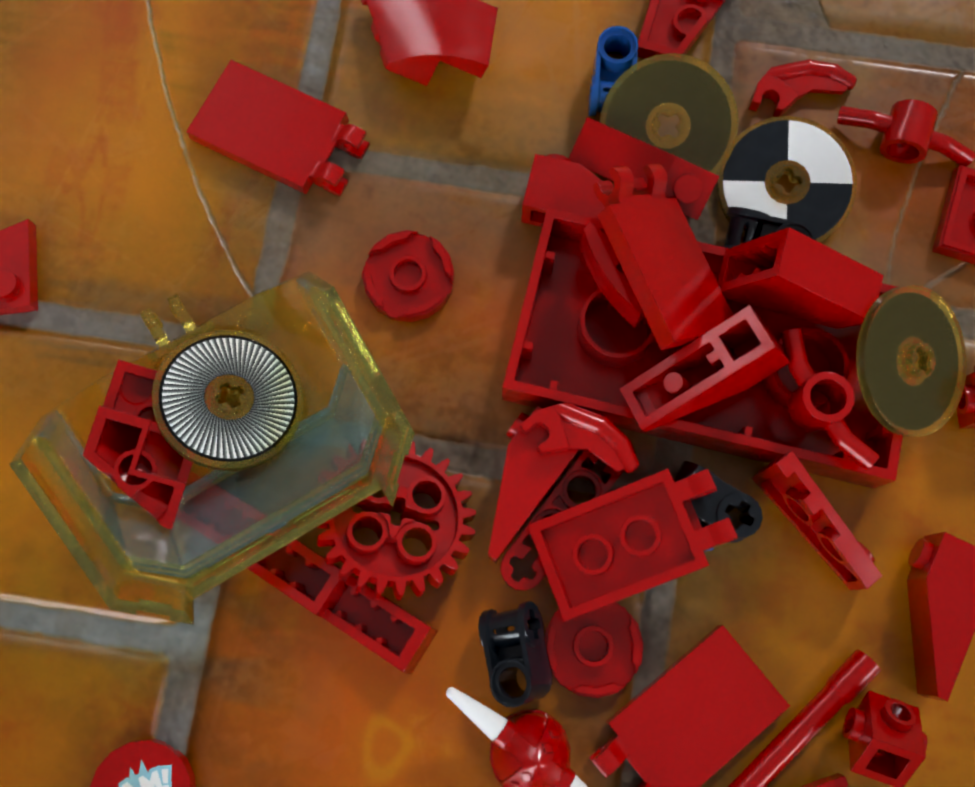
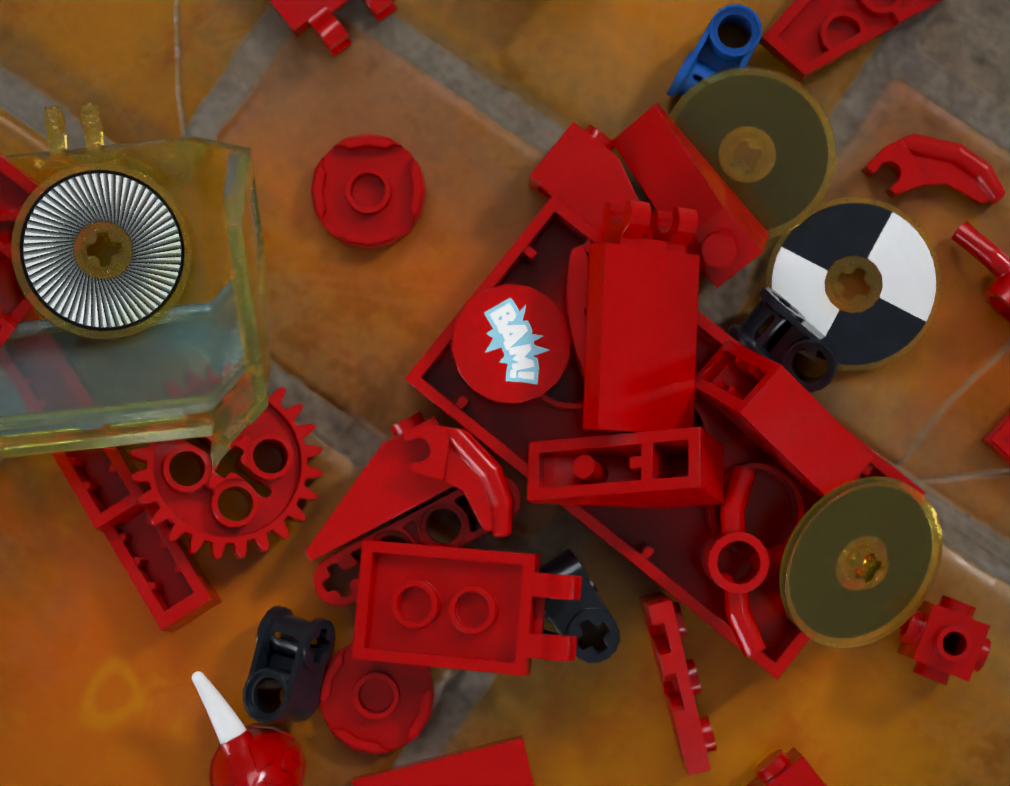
camera: 25 degrees right, 10 degrees up
(570, 323) = (511, 343): none -> tile

